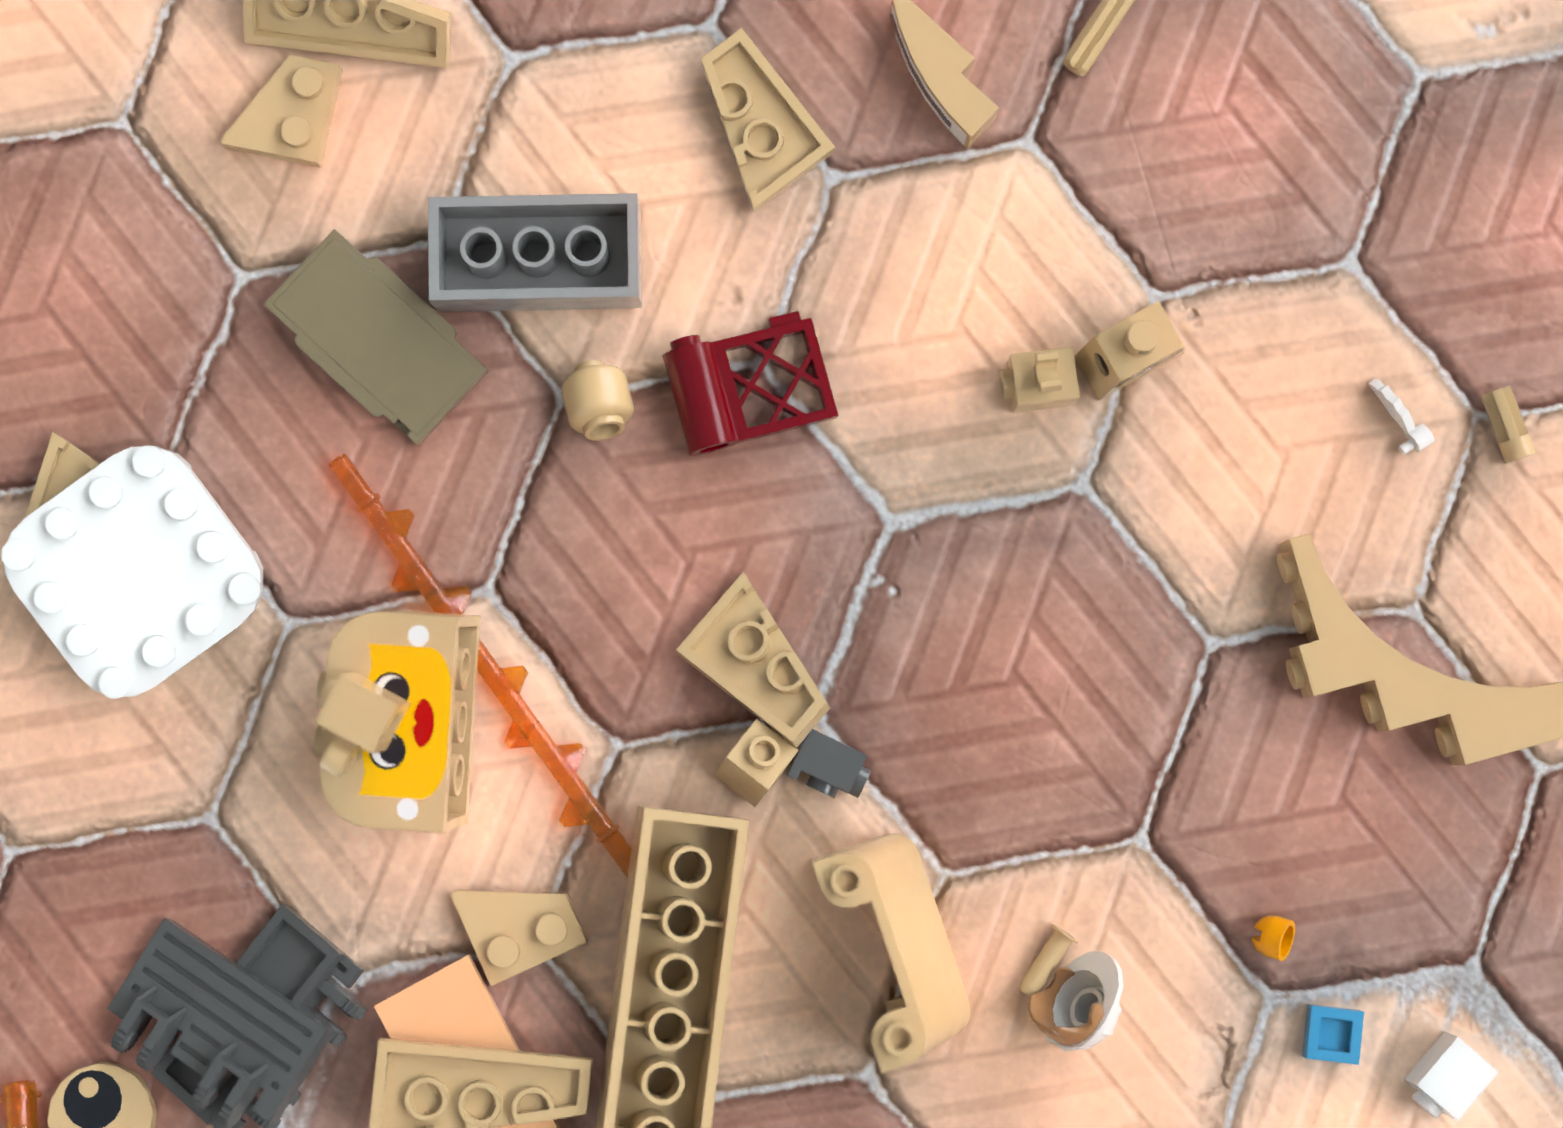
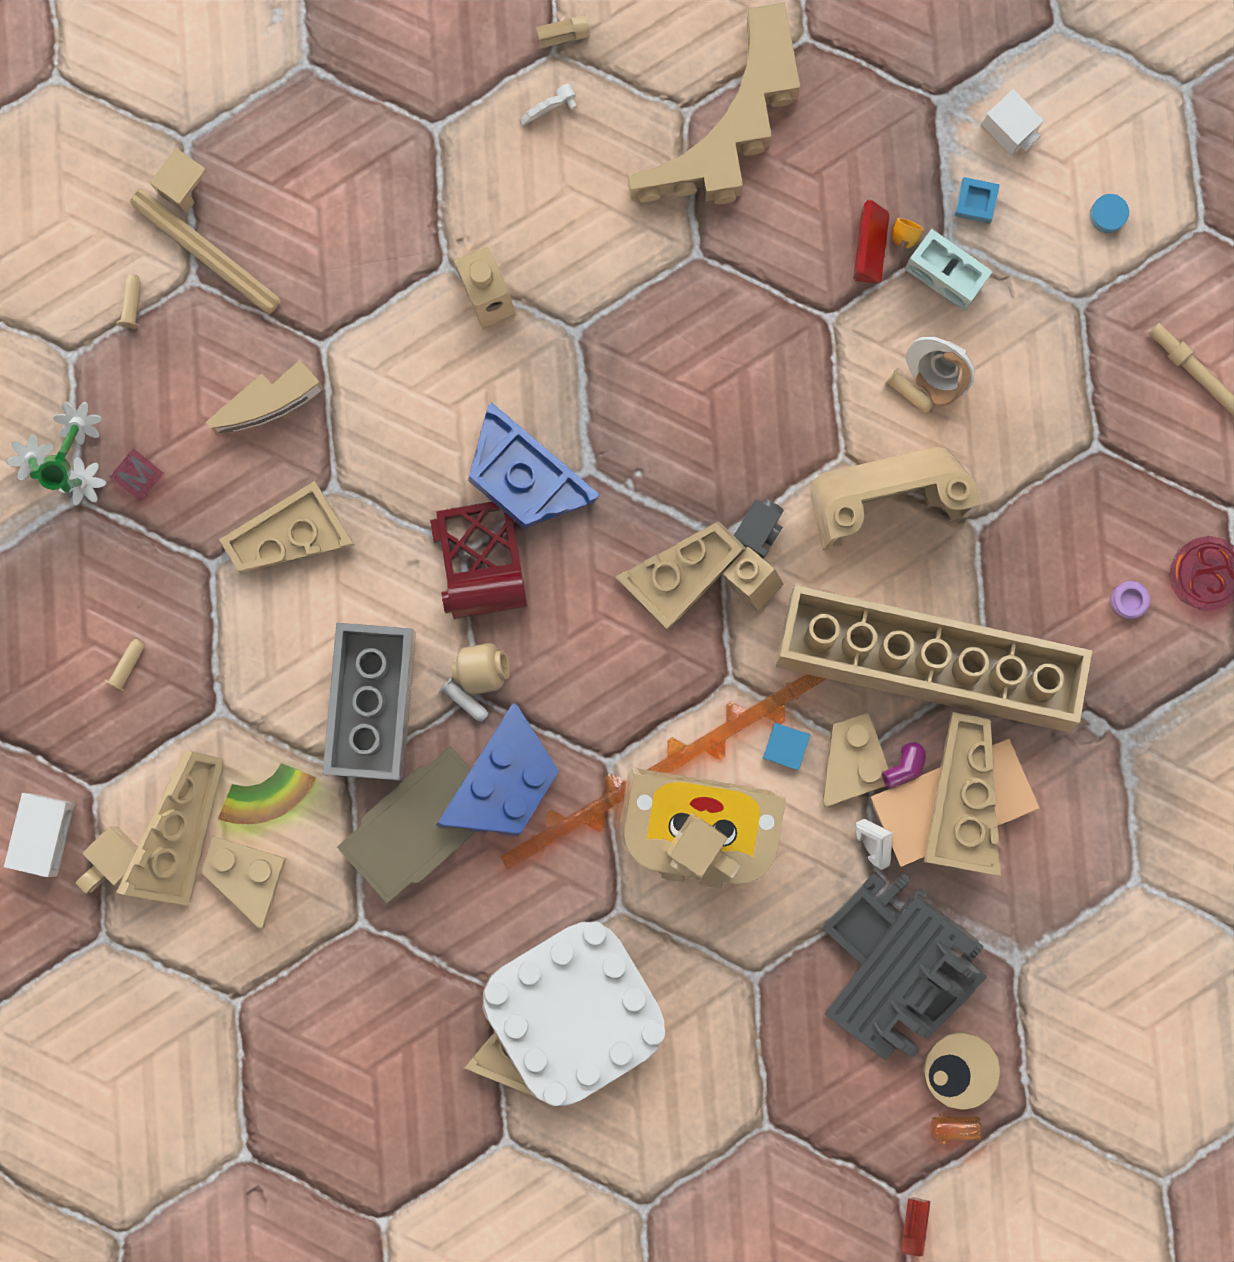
camera: 80 degrees left, 0 degrees up
(395, 133) = (269, 799): none -> clear neon green tile
(406, 970) = (876, 841): none -> white tile
(443, 445) = (503, 782): none -> wing
(514, 1007) = (910, 766): none -> magenta arm
(529, 832) = (786, 746): none -> dark azure tile
(552, 384) = (464, 700): none -> white piece
(873, 430) = (523, 474): none -> wing
(1040, 380) = (498, 352): tan brick -> none
(1224, 1000) = (948, 270): none -> light aqua brick
(1253, 889) = (871, 243): none -> red slope

